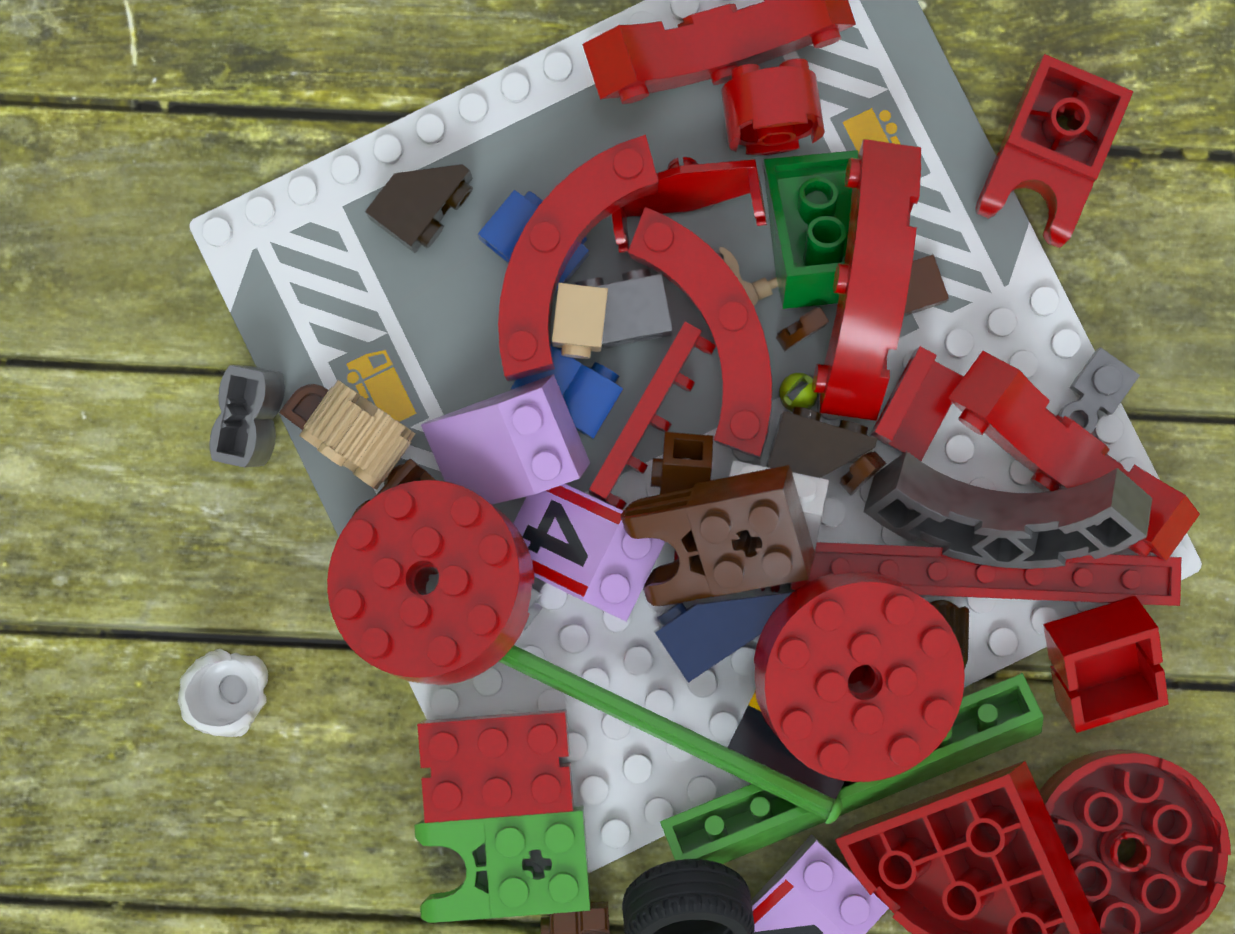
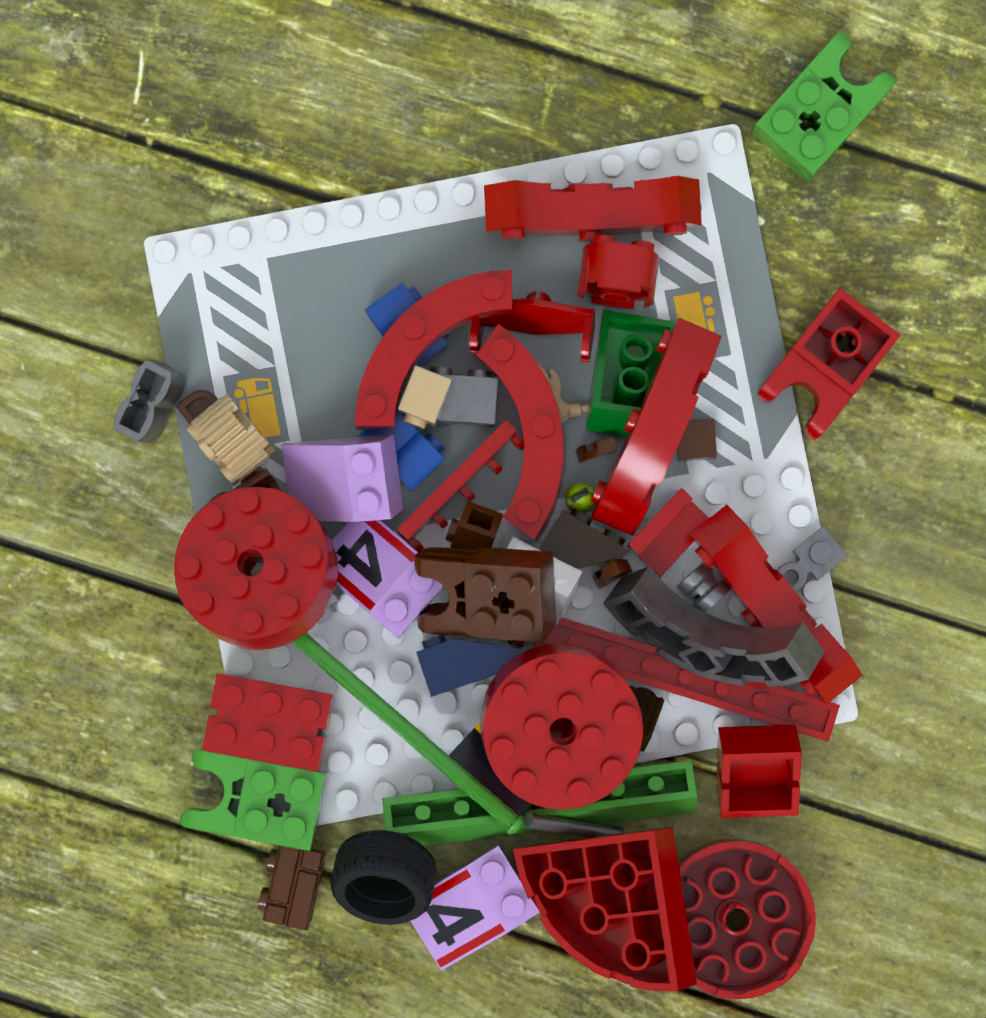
camera: 15 degrees right, 0 degrees up
(223, 693) = (74, 610): white hair -> none
(417, 201) = (324, 271): dark brown slope -> none
(897, 793) = (569, 826): none -> flat silver bar
(977, 459) = (703, 587): none -> flat silver wheel

